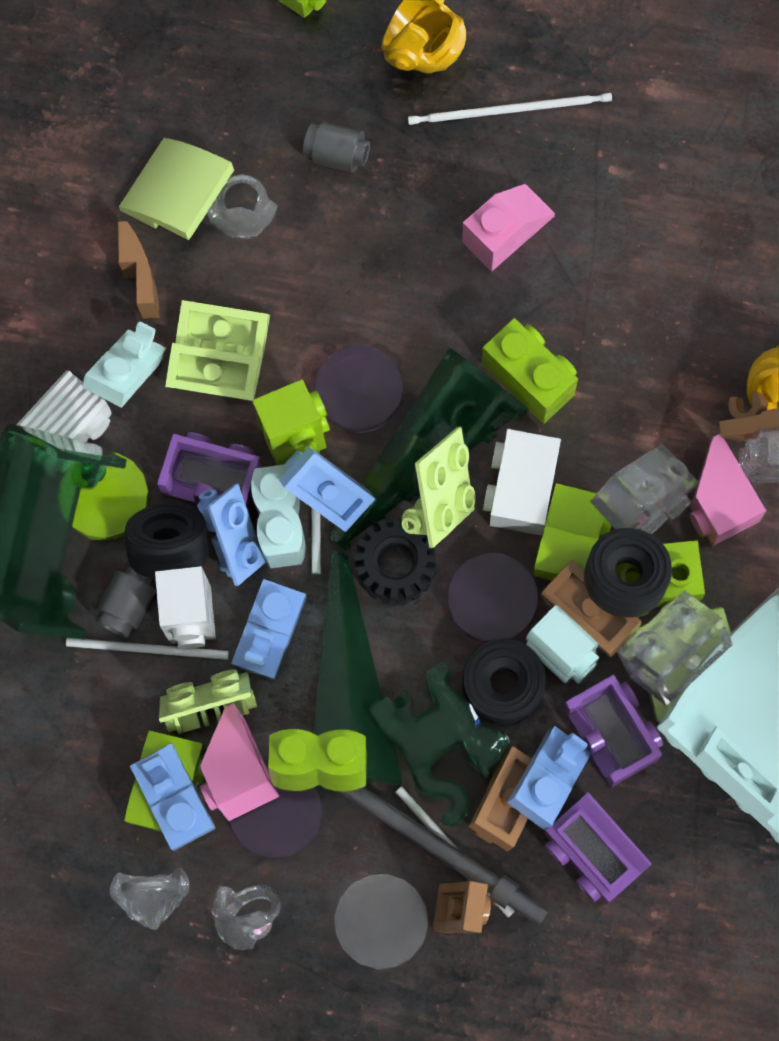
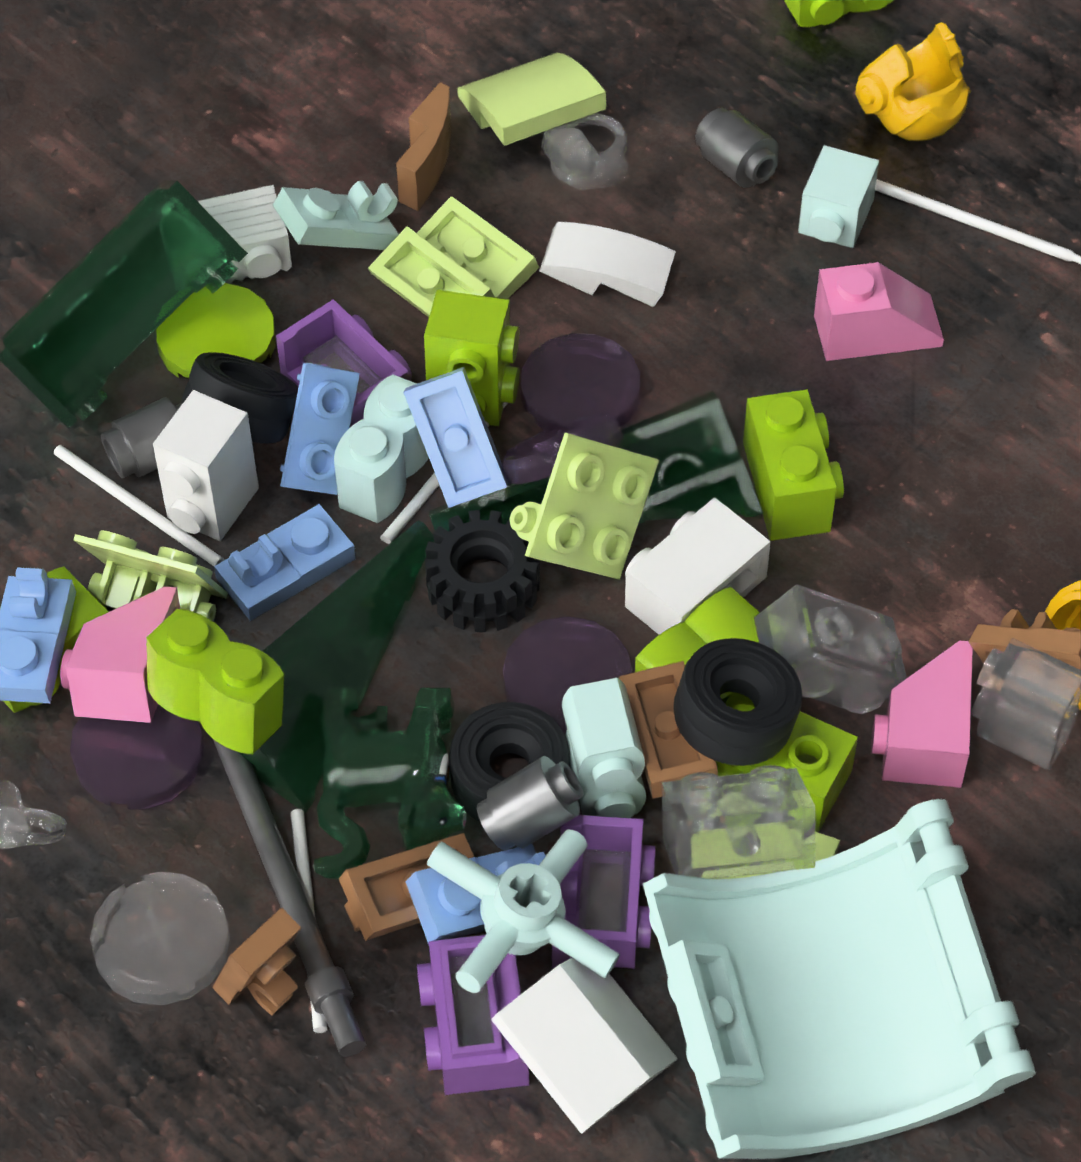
camera: 30 degrees right, 20 degrees down
(313, 284) = (595, 255): none -> white slope
(390, 453) = (536, 455): none -> clear purple tile
(426, 148) = (838, 196): none -> light aqua brick
(548, 711) = (530, 803): none -> flat silver brick
(606, 774) = (522, 910): none -> light aqua bar
(672, 830) = (583, 1041): none -> white slope

